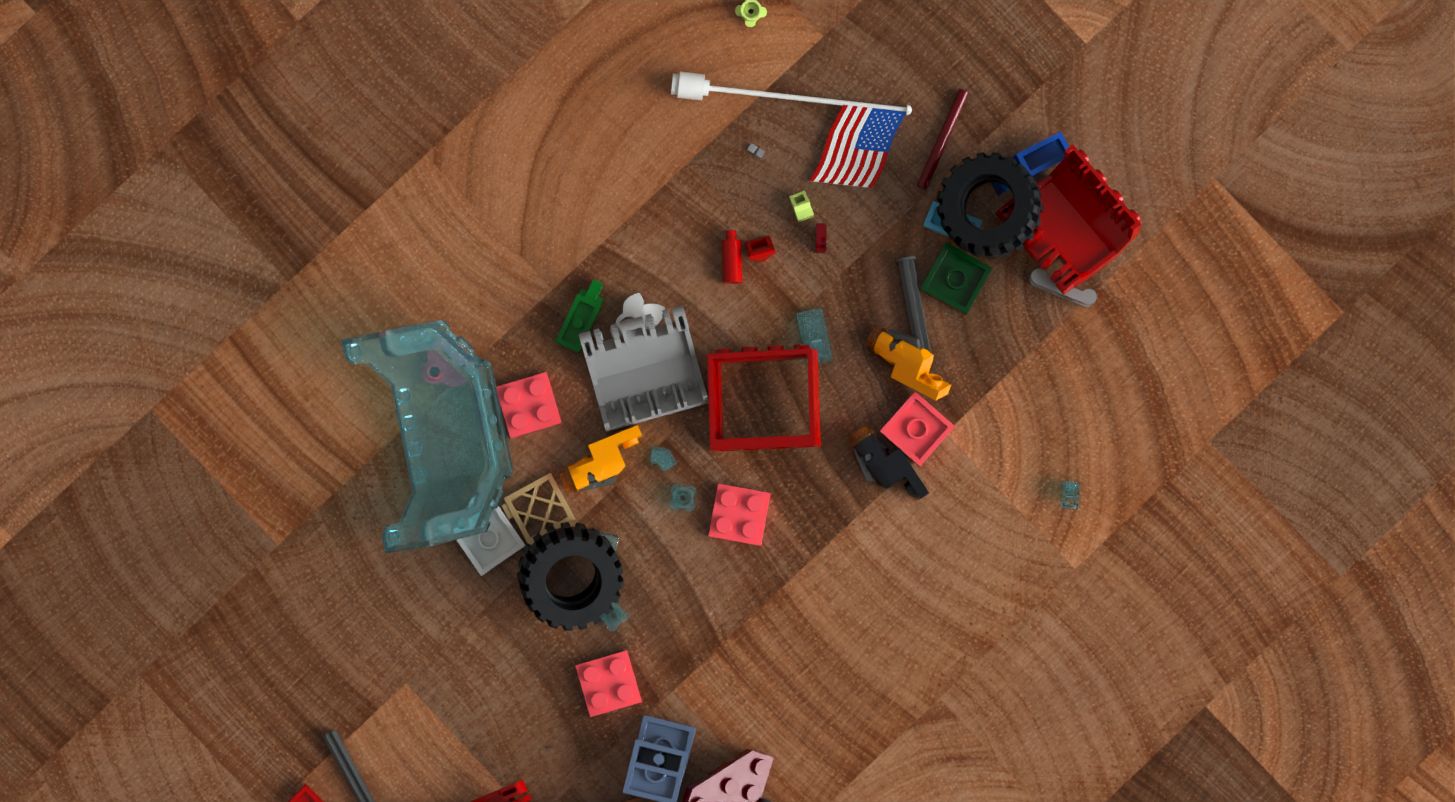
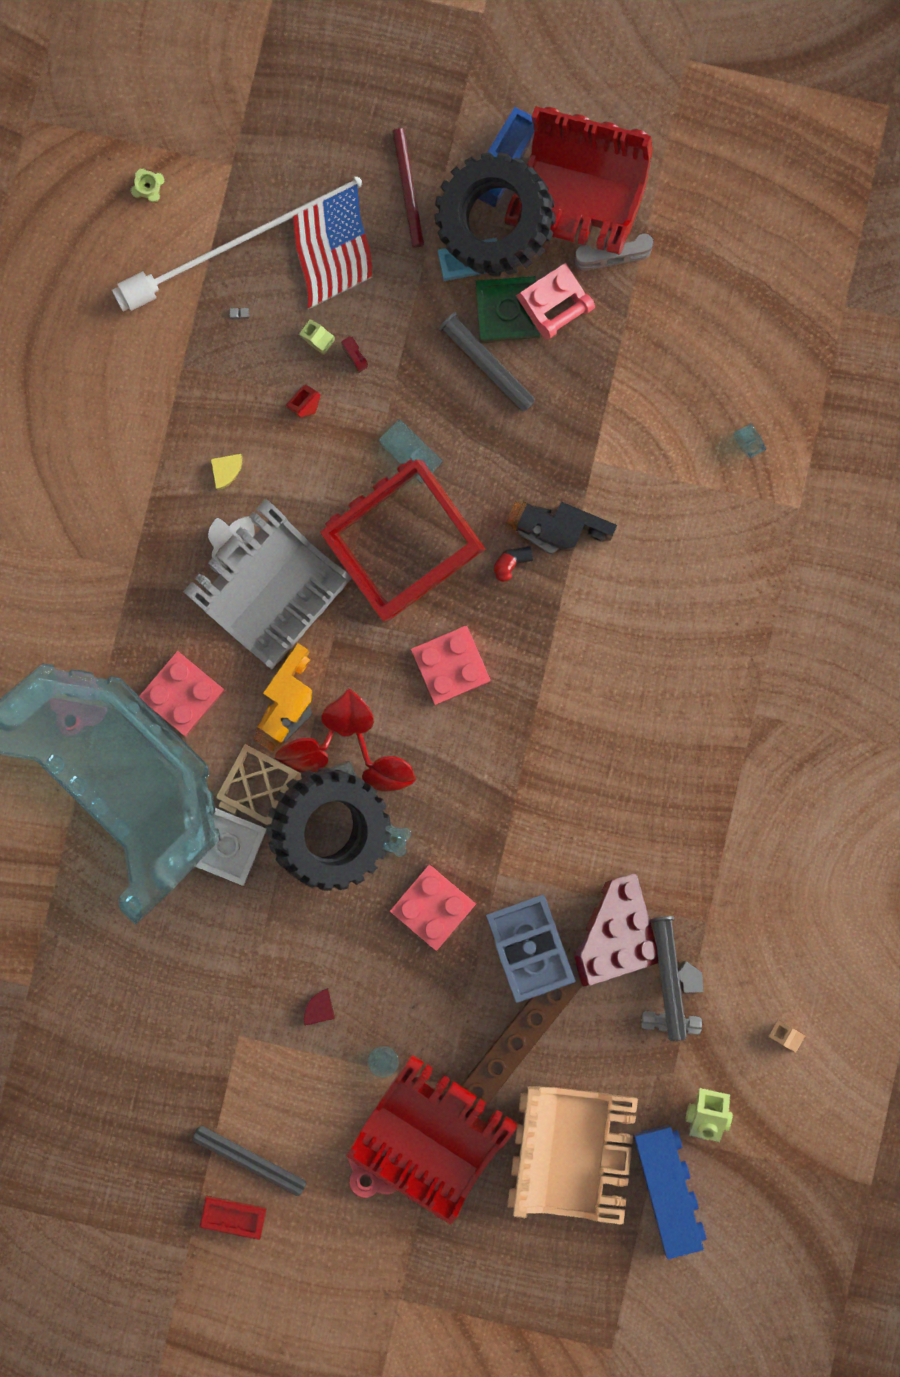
camera: 30 degrees left, 0 degrees up
(477, 702) = (319, 1008): none -> dark red tile
(498, 772) = (383, 1061): none -> clear light blue plate
(580, 317) = (175, 577): green hinge -> none
(637, 504) = (347, 716): none -> red plant
(663, 458) = (343, 660): clear light blue piece -> none
(669, 261) = (226, 470): none -> light yellow tile
(688, 503) = (384, 693): clear light blue plate -> none
(731, 258) = (283, 428): red cylinder -> none
(832, 466) = (509, 559): none -> arm
(910, 361) = (516, 412): light orange plate -> none
(917, 429) = (565, 473): coral plate -> none
(994, 287) = (550, 292): none -> coral plate

